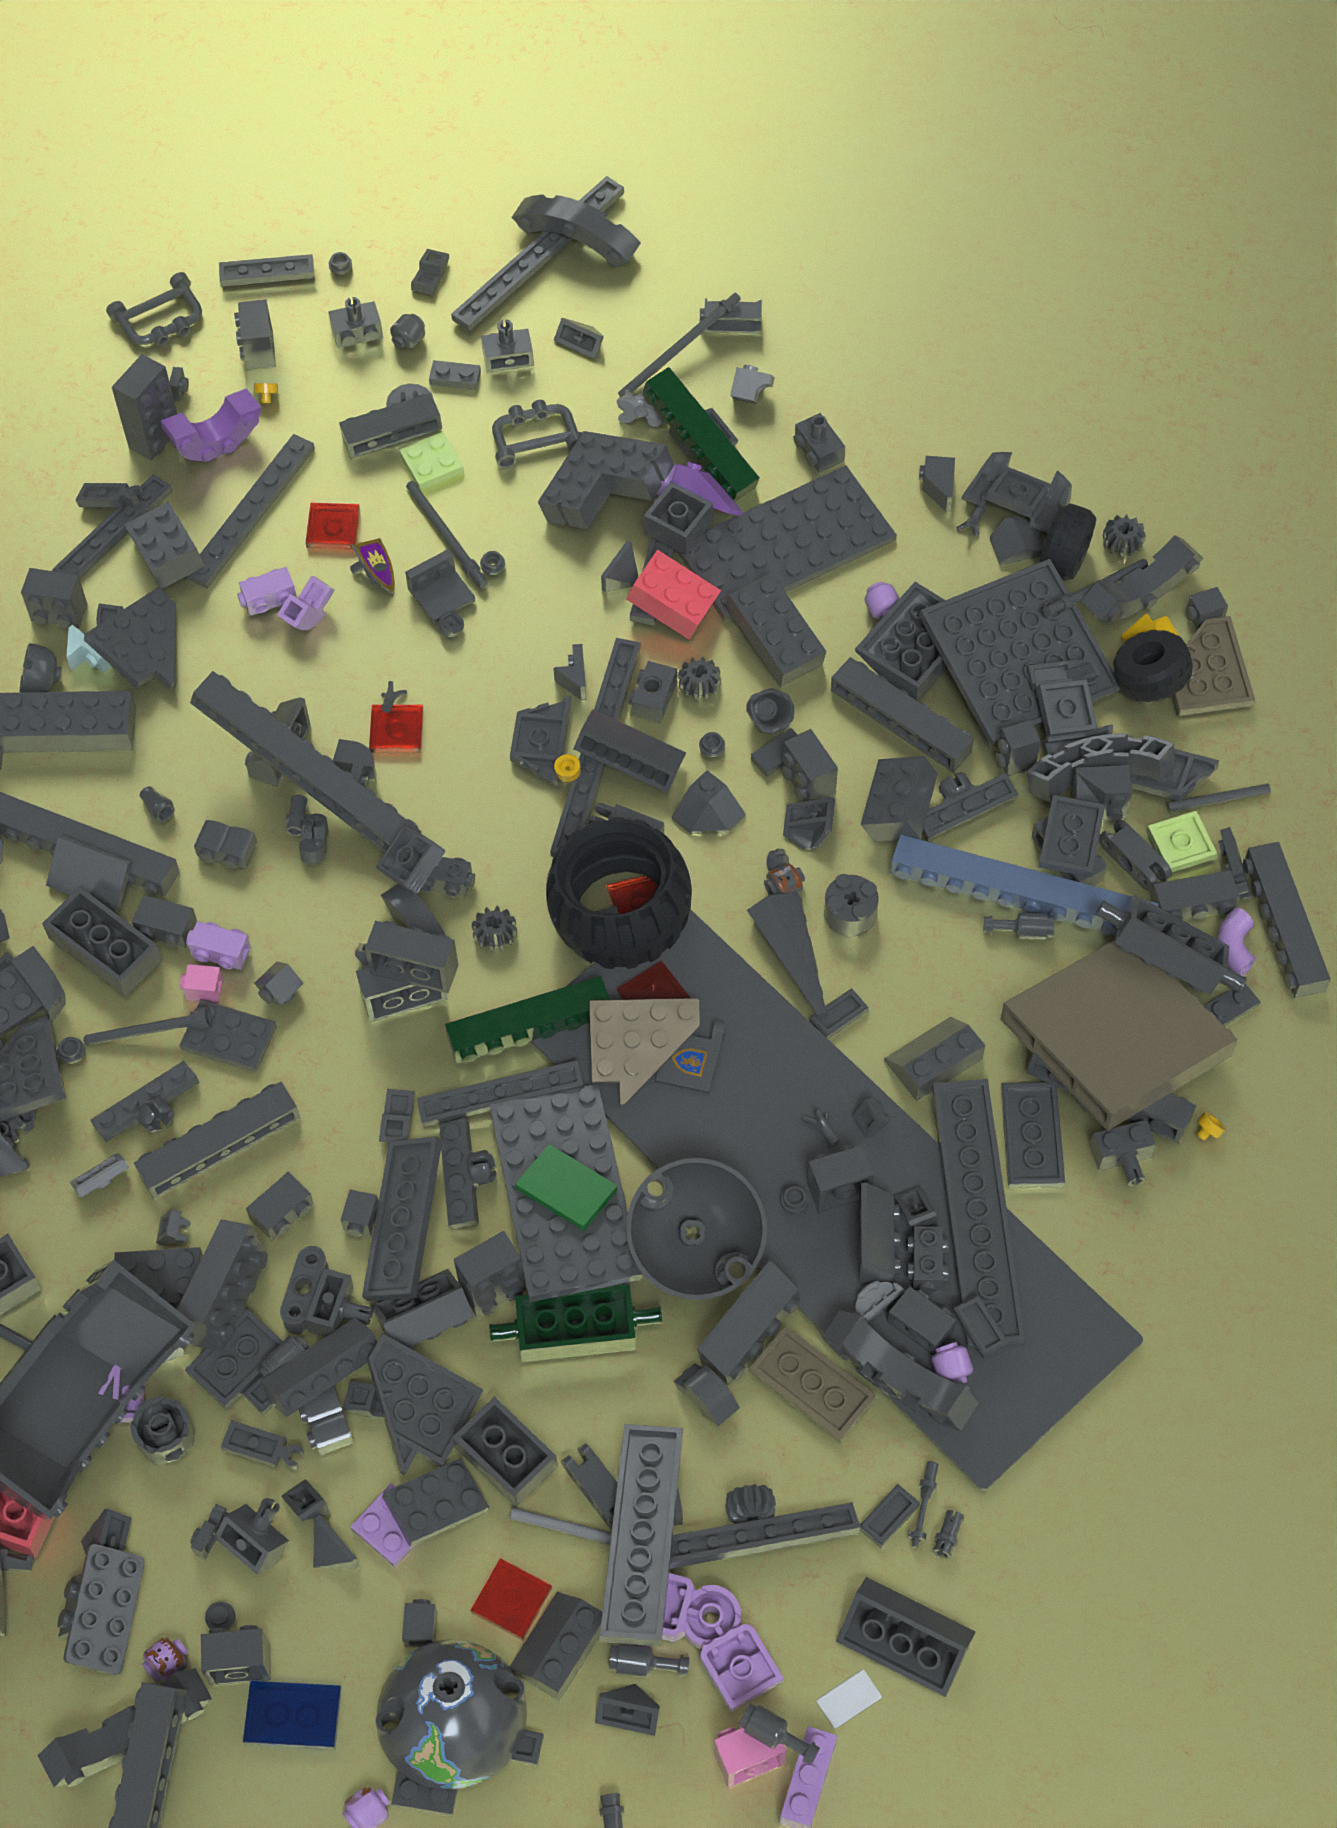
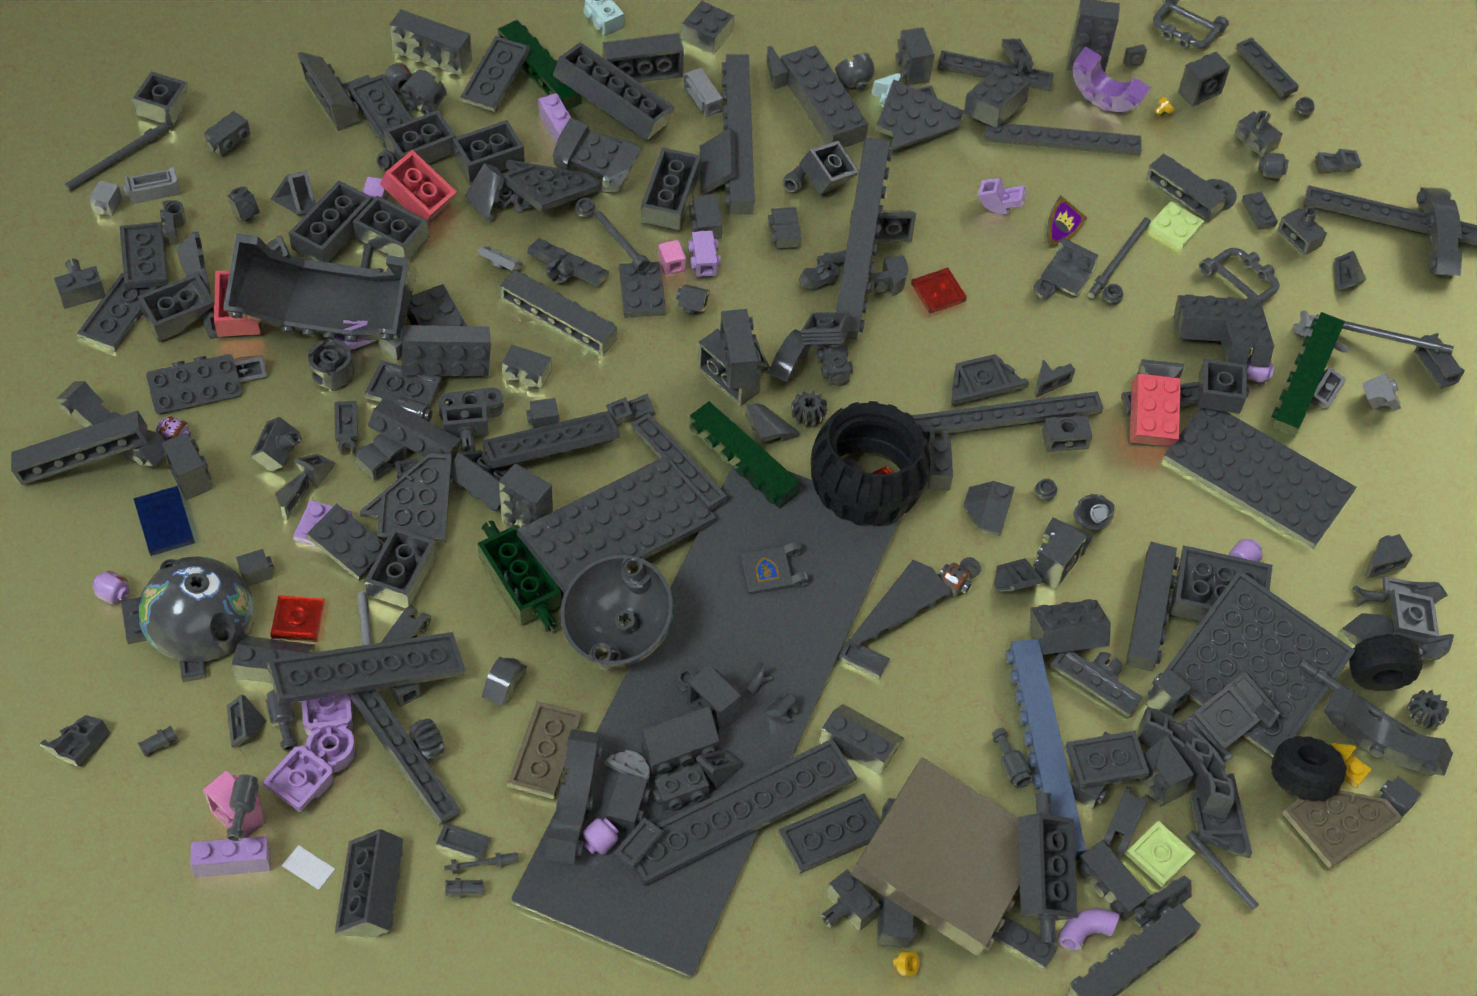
camera: 60 degrees right, 5 degrees down
(167, 760) = (828, 167): none -> dark grey slope
(169, 1228) = (481, 311): dark grey tile -> none
(203, 1537) = (261, 417): dark grey plate -> none
(220, 1615) = (216, 452): dark grey plate -> none
(266, 591) = (995, 165): lavender brick -> none
(332, 525) = (1081, 188): clear red tile -> none
(390, 697) = (960, 274): dark grey bar -> none
(463, 1172) = (607, 464): dark grey plate -> none
(492, 980) = (768, 424): none -> dark grey slope
(566, 1187) = (614, 520): green tile -> none
(567, 768) = (964, 400): yellow tile -> none
(629, 750) = (1003, 433): dark grey brick -> none
(637, 1038) = (762, 526): dark tan wing -> none
(653, 984) = (809, 527): clear red tile -> none
(699, 678) = (1097, 458): dark grey gear -> none
(705, 486) = (1262, 395): medium lavender slope -> none
(749, 1323) = (568, 682): dark grey slope -> none
(776, 629) = (1169, 489): dark grey brick -> none
(819, 443) = (1363, 460): dark grey brick -> none
(851, 905) = (959, 629): dark grey brick -> none

